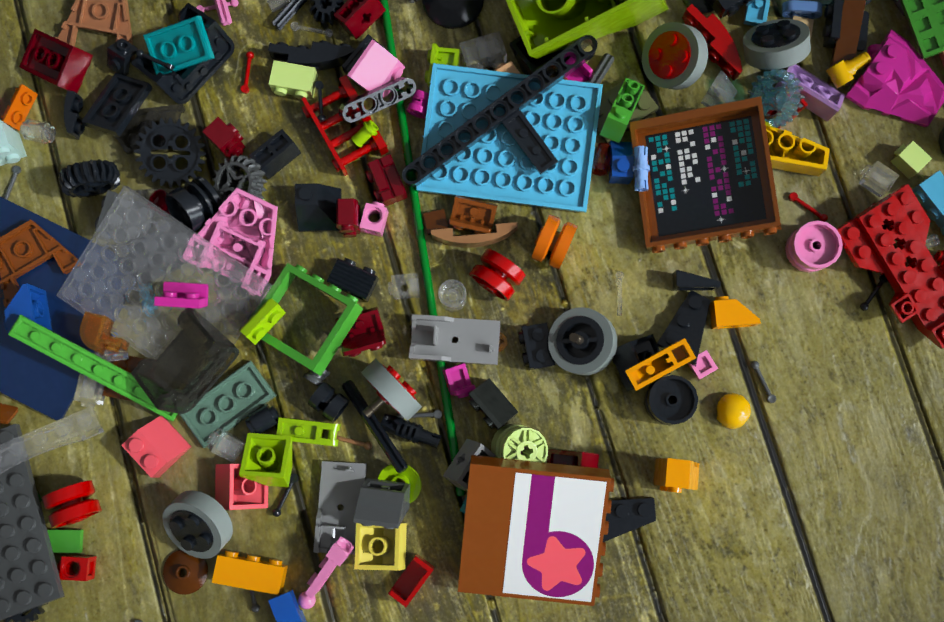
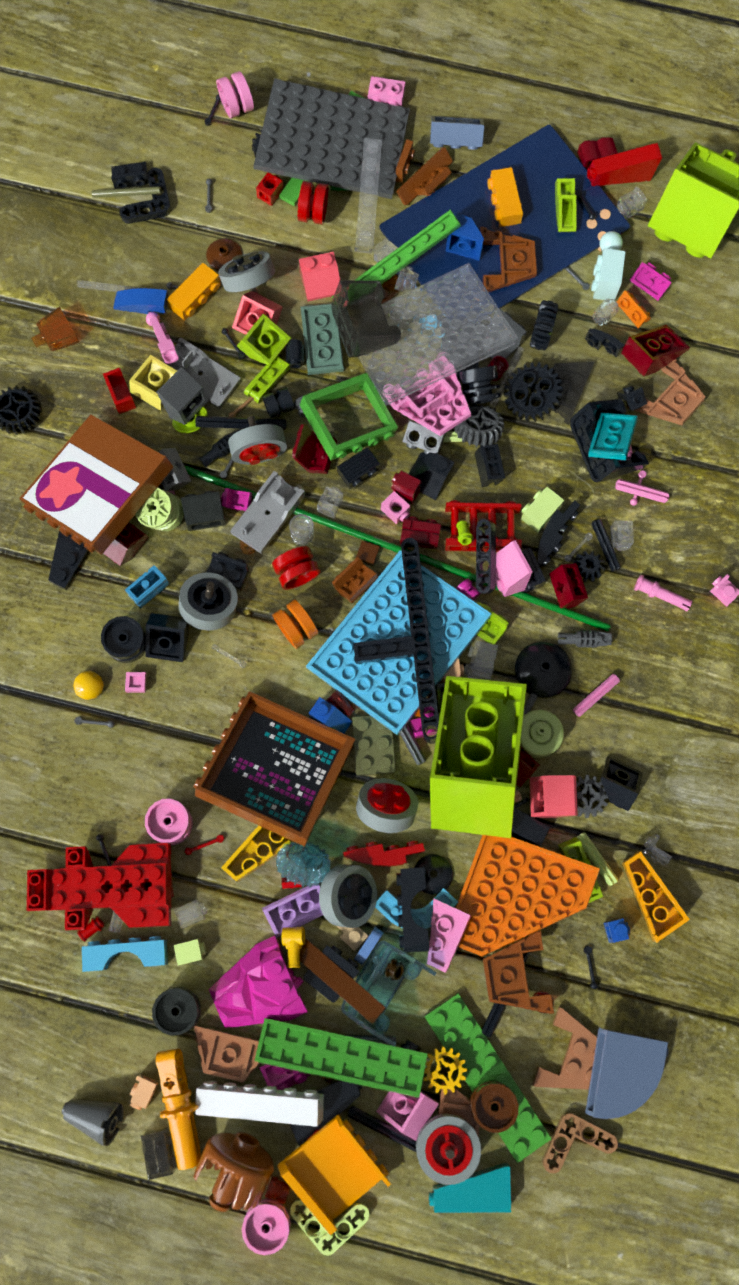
camera: 115 degrees right, 5 degrees down
(96, 332) = (419, 270): clear orange brick -> none
(117, 104) = (593, 373): black plate -> none
(140, 53) = (624, 408): black hinge -> none
(183, 295) = (410, 336): dark pink bracket -> none
(225, 138) = (520, 432): dark red brick -> none
(225, 445) = (291, 319): clear brick -> none
(244, 88) = (557, 473): red hinge -> none
(262, 321) = (361, 382): lime bracket -> none
(288, 232) = (423, 441): none -> brick
(319, 86) = (525, 524): black hinge -> none
(446, 236) = (347, 553): medium nougat slope -> none
(604, 412) = (147, 586): none -> dark azure brick
(622, 110) = (368, 739): bright green slope -> none
(641, 168) = (311, 721): light blue pin -> none
(660, 364) = (152, 641): light orange slope -> none
(676, 474) = (66, 609): light orange wedge -> none
(686, 282) = (201, 713): black slope -> none
(688, 324) = (170, 687): black wing -> none
(720, 92) = (334, 827): clear slope -> none
(731, 314) = (158, 727): light orange slope -> none

